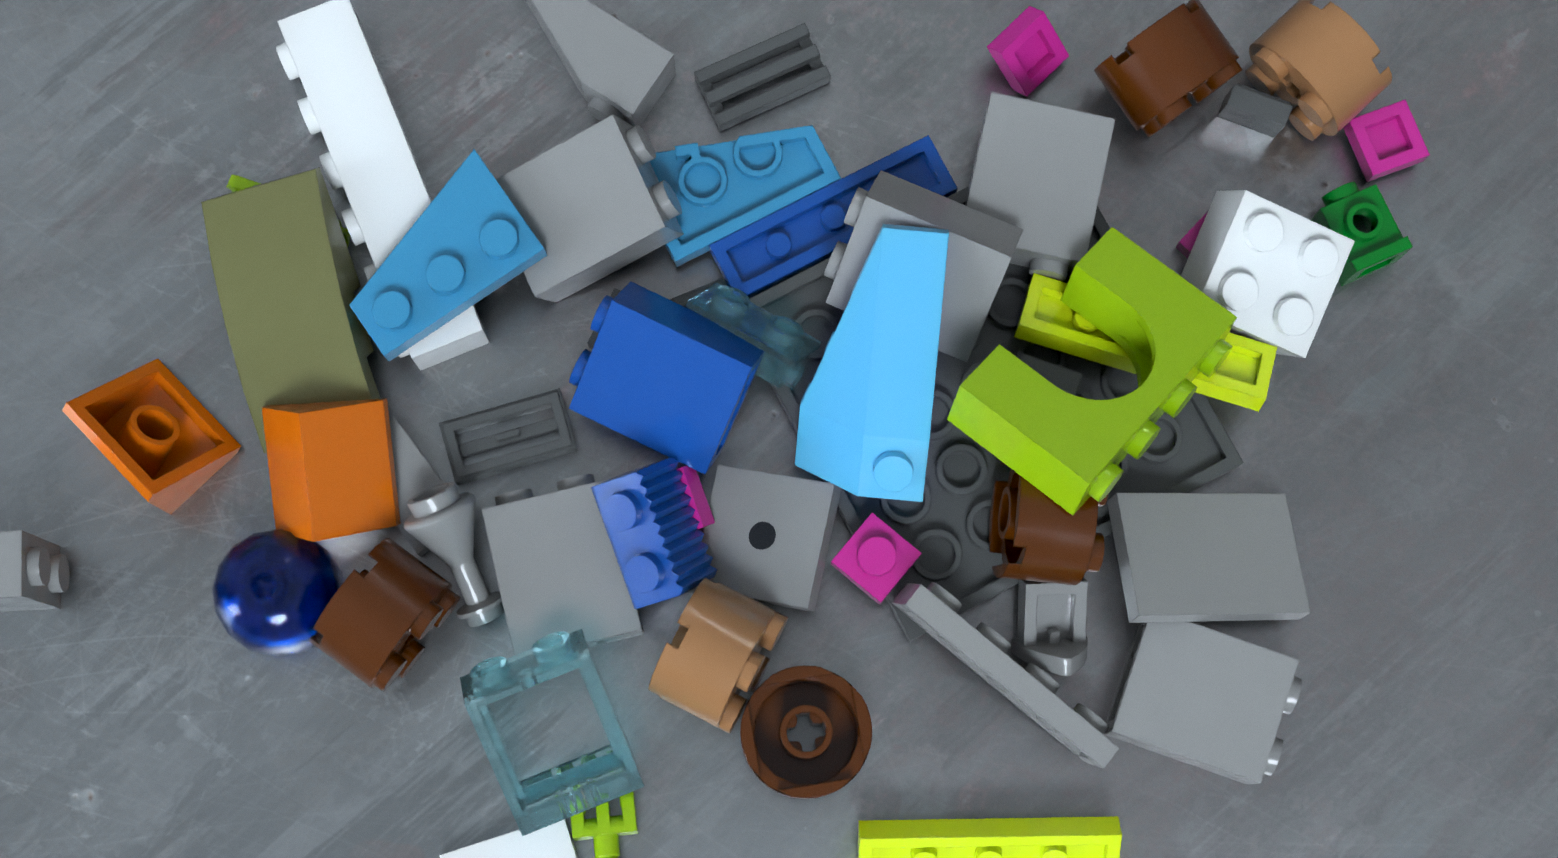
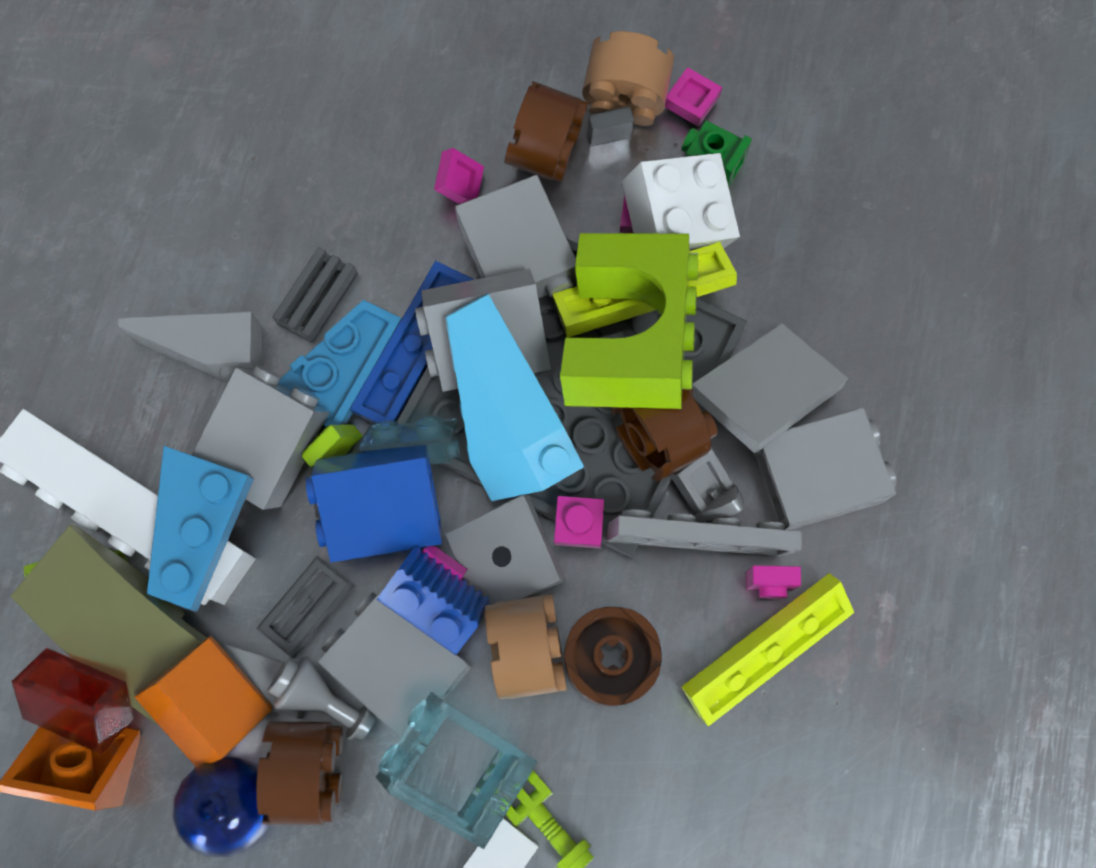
camera: 30 degrees left, 5 degrees down
(196, 365) = (73, 700): none -> clear red brick
(661, 273) = (332, 442): none -> lime tile
(1048, 780) = (773, 580): none -> dark pink plate

